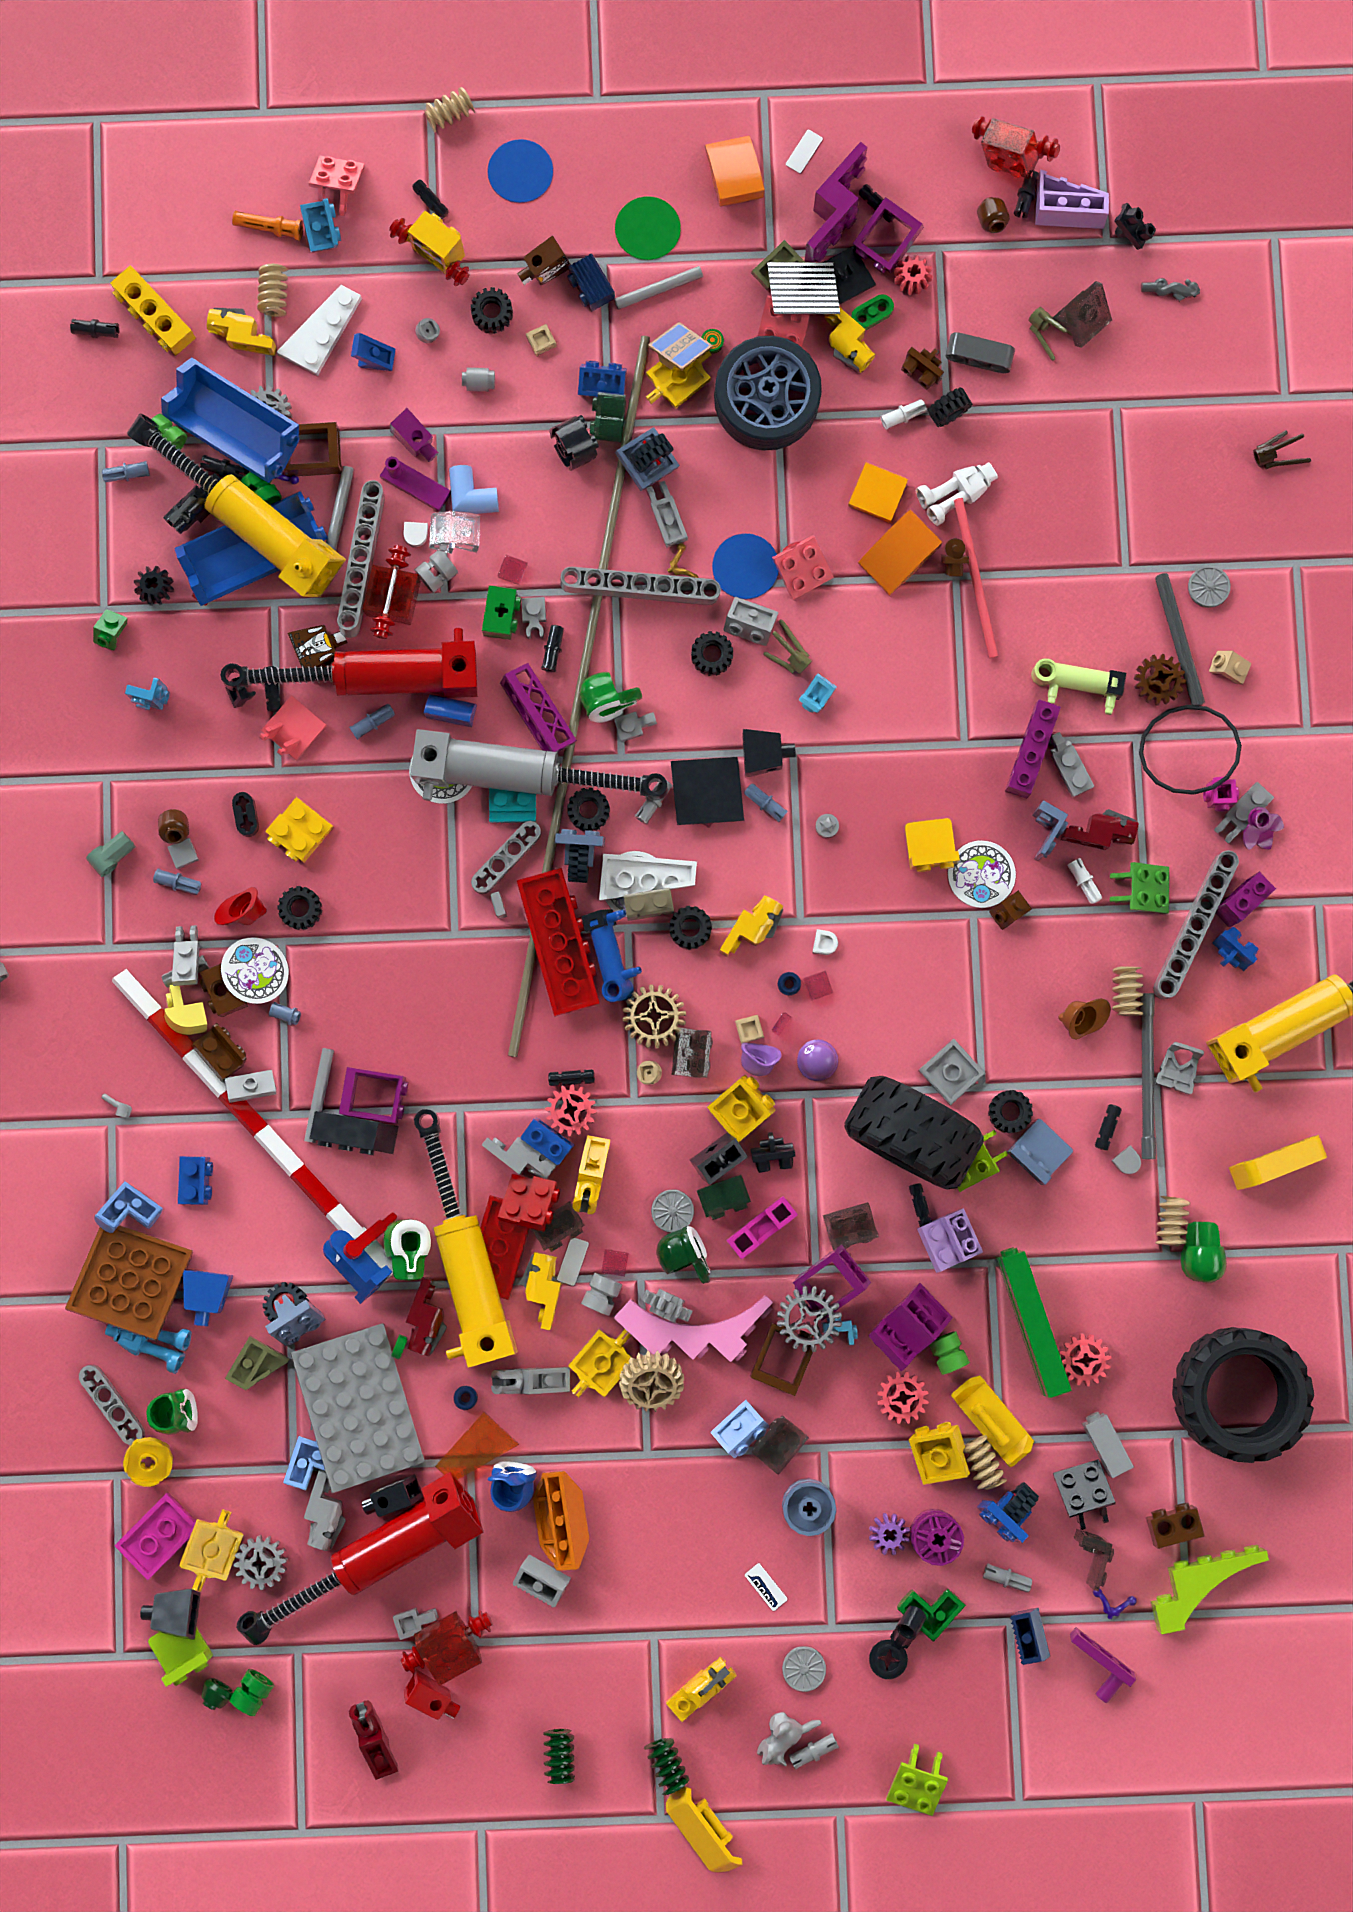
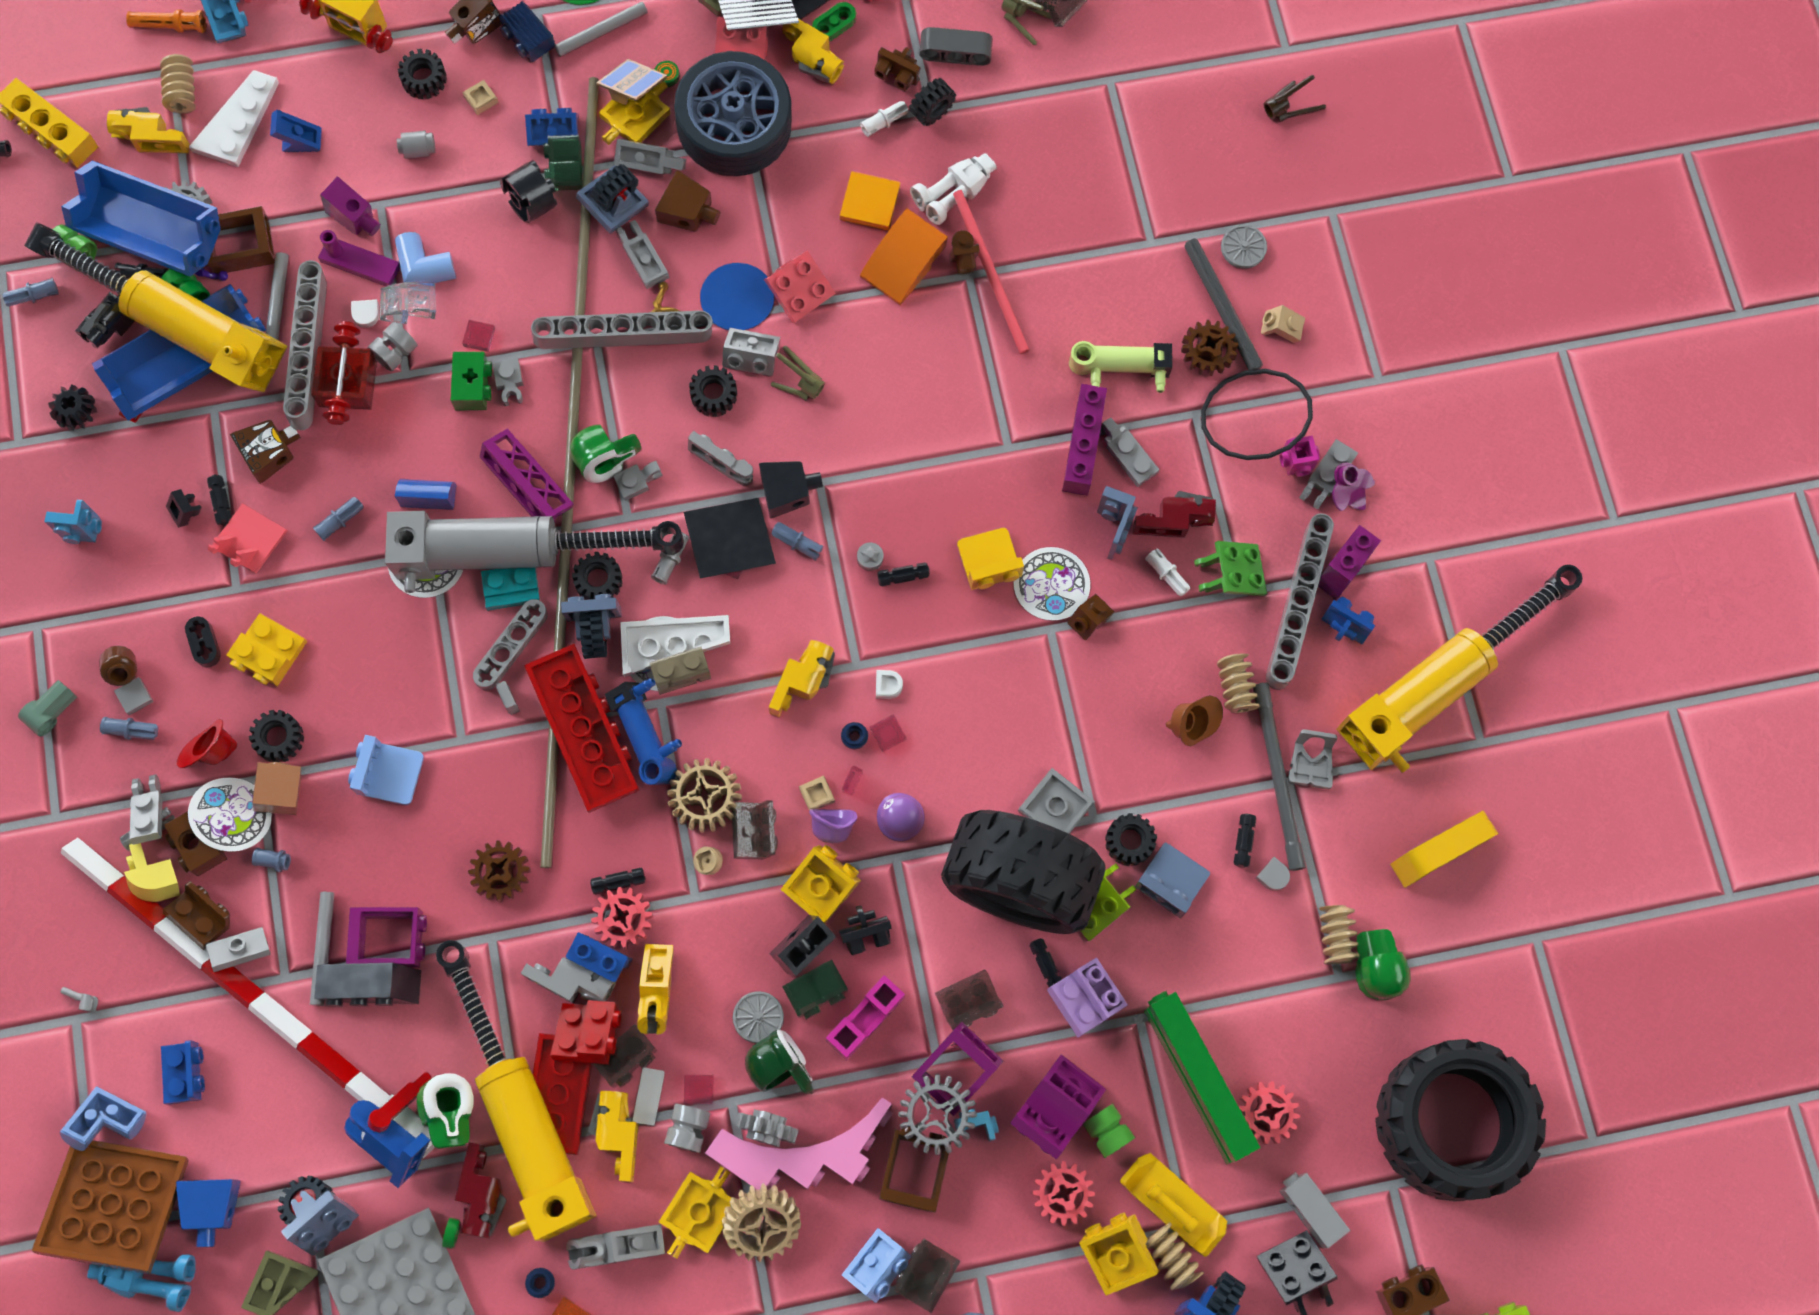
camera: 15 degrees left, 10 degrees down
(108, 629) = (23, 462): green bracket -> none
(297, 955) = (276, 788): none -> nougat head
(380, 671) = (339, 460): red piece -> none
(389, 953) = (385, 771): none -> light blue bracket
(427, 330) = (354, 103): light grey tile -> none
(465, 1061) = (507, 863): none -> reddish brown gear
(552, 648) = (534, 411): black axle -> none
(683, 422) = (647, 157): none -> light grey hinge
(690, 913) = (732, 674): black tyre -> none
(709, 718) = (720, 459): none -> light grey hinge
(712, 473) = (685, 204): none -> reddish brown torso
(817, 694) = (837, 416): medium azure bracket -> none
(853, 846) = (903, 574): none -> black axle

